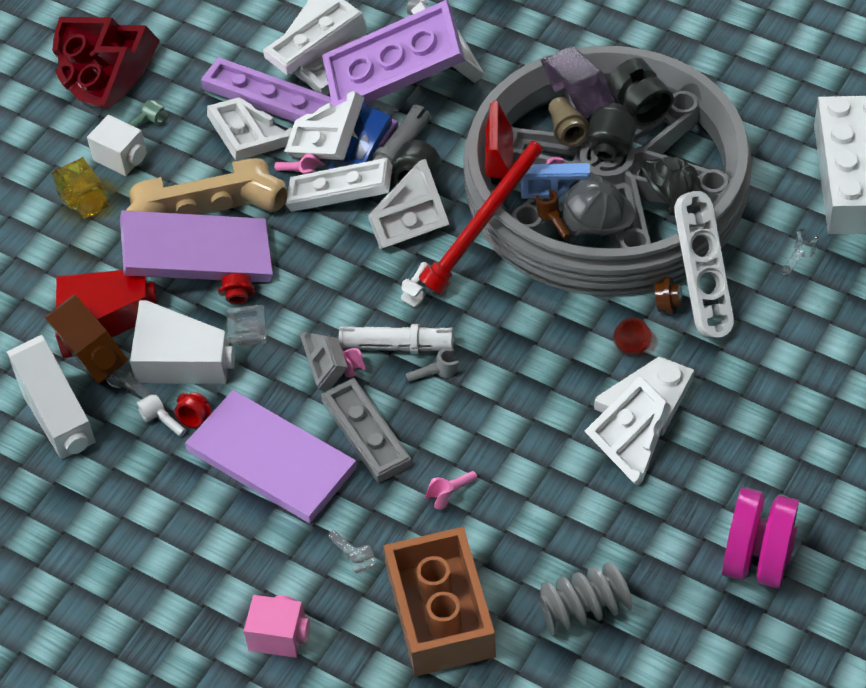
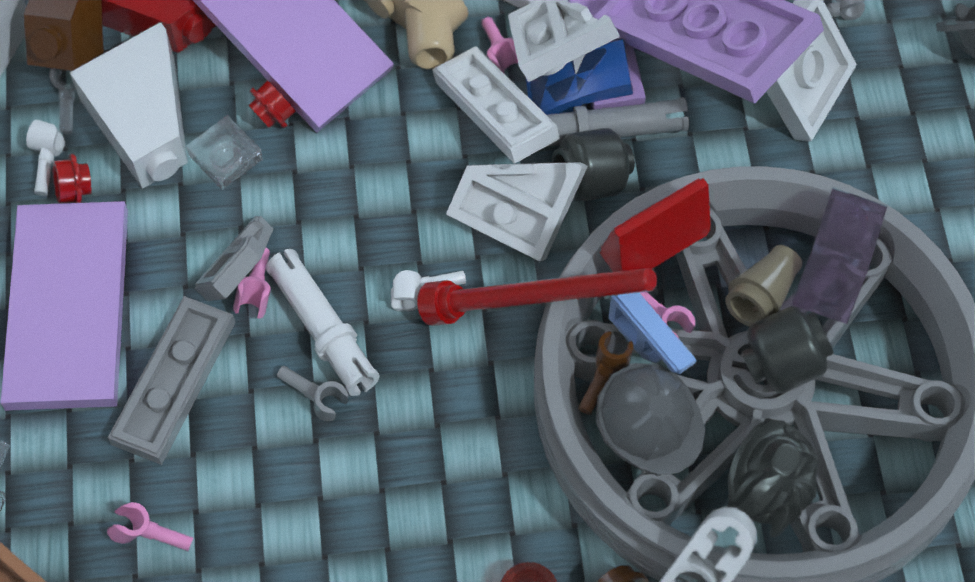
camera: 50 degrees right, 10 degrees up
(640, 90) = (882, 340): pearl dark grey wheel -> none

